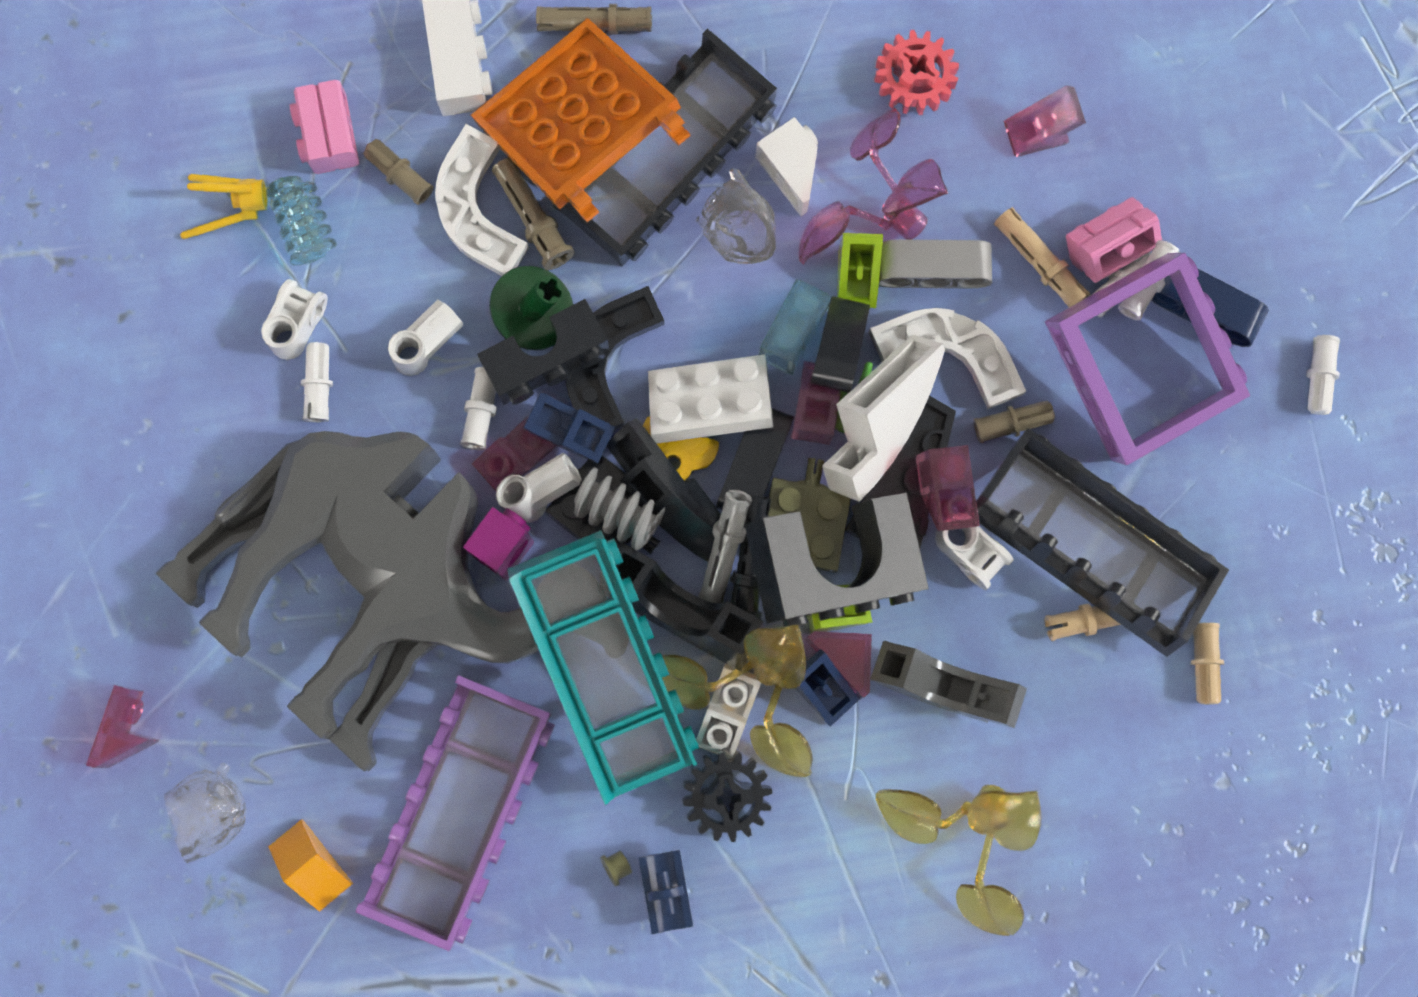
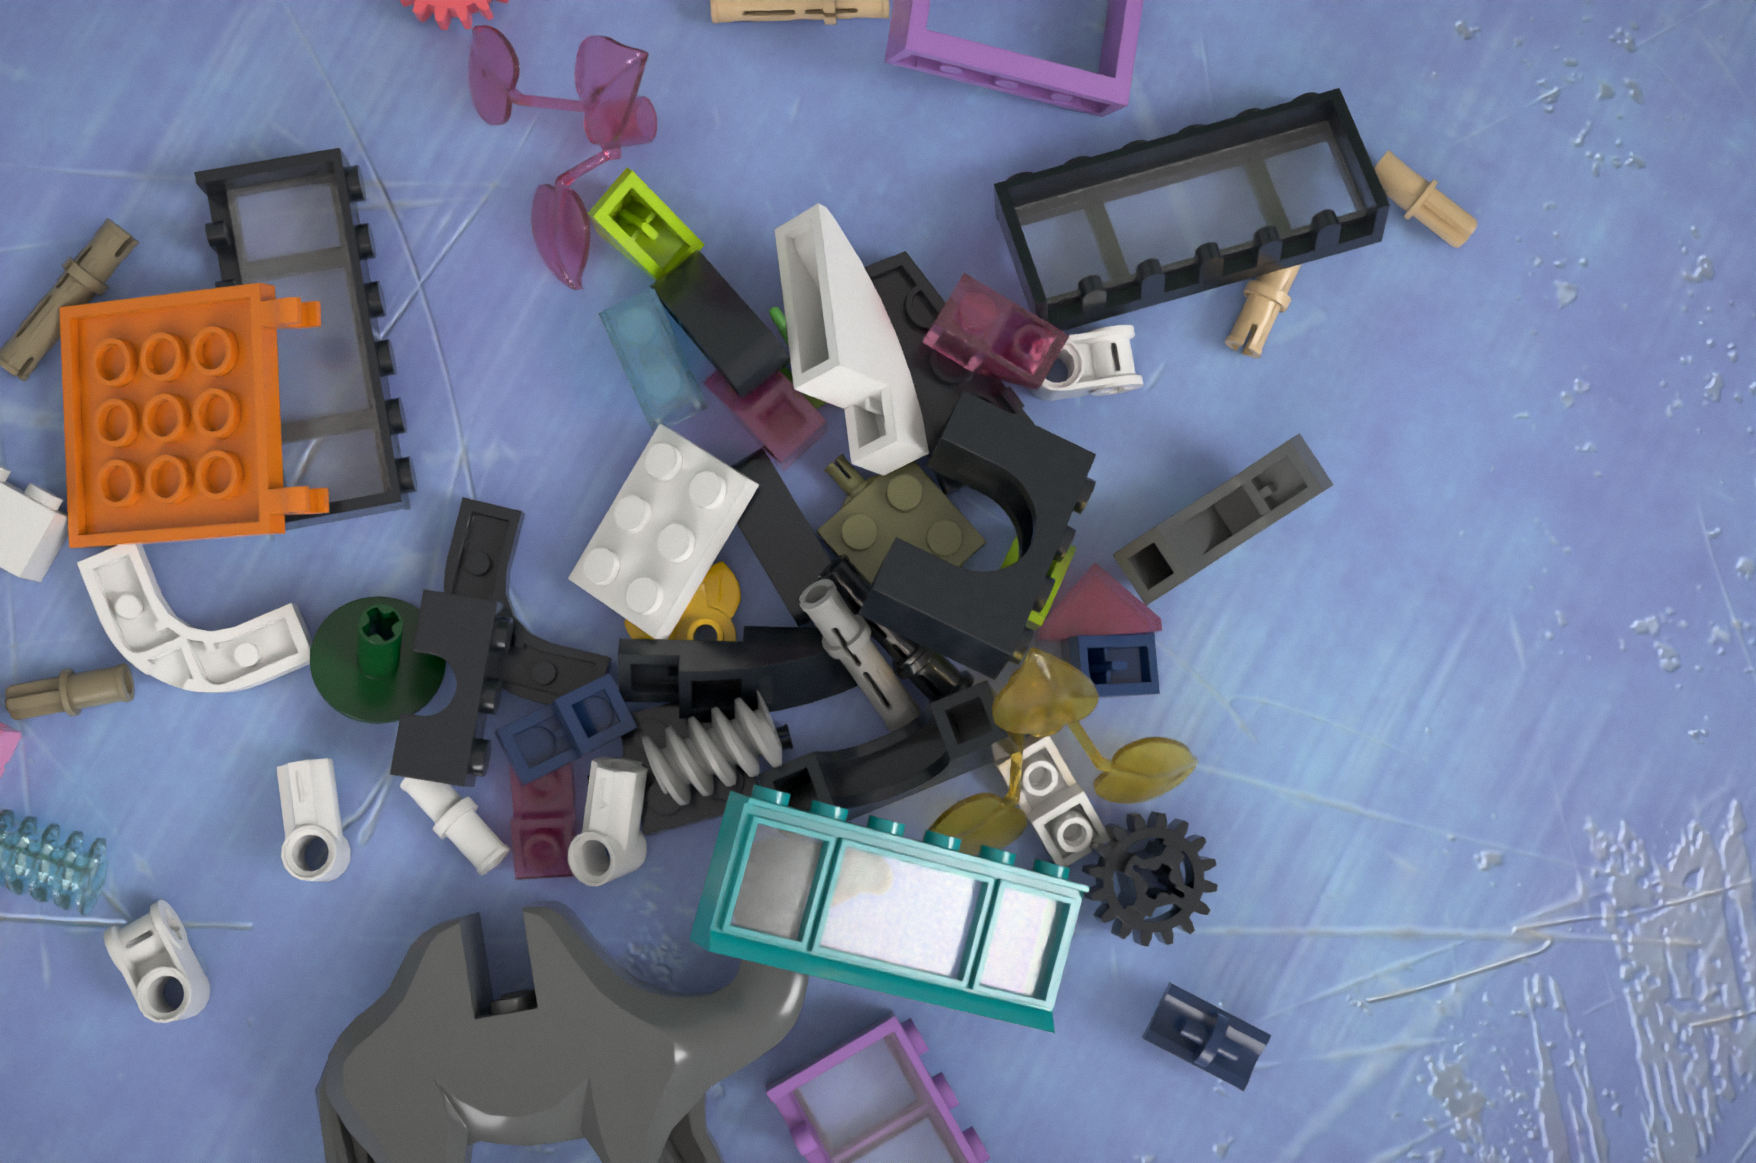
camera: 55 degrees left, 5 degrees up
(316, 383) = (264, 994): white axle -> none
(500, 541) = (643, 920): magenta brick -> none
(539, 227) = (283, 572): dark tan pin -> none
(616, 867) = (1131, 1071): olive piece -> none
(739, 222) = (472, 326): clear helmet -> none
(790, 161) = (442, 203): white slope -> none
(936, 264) = (709, 131): light grey beam -> none
(963, 338) = (822, 172): white plate -> none
(998, 814) = (1443, 576): clear yellow plant -> none
(1013, 421) = (969, 193): dark tan axle -> none

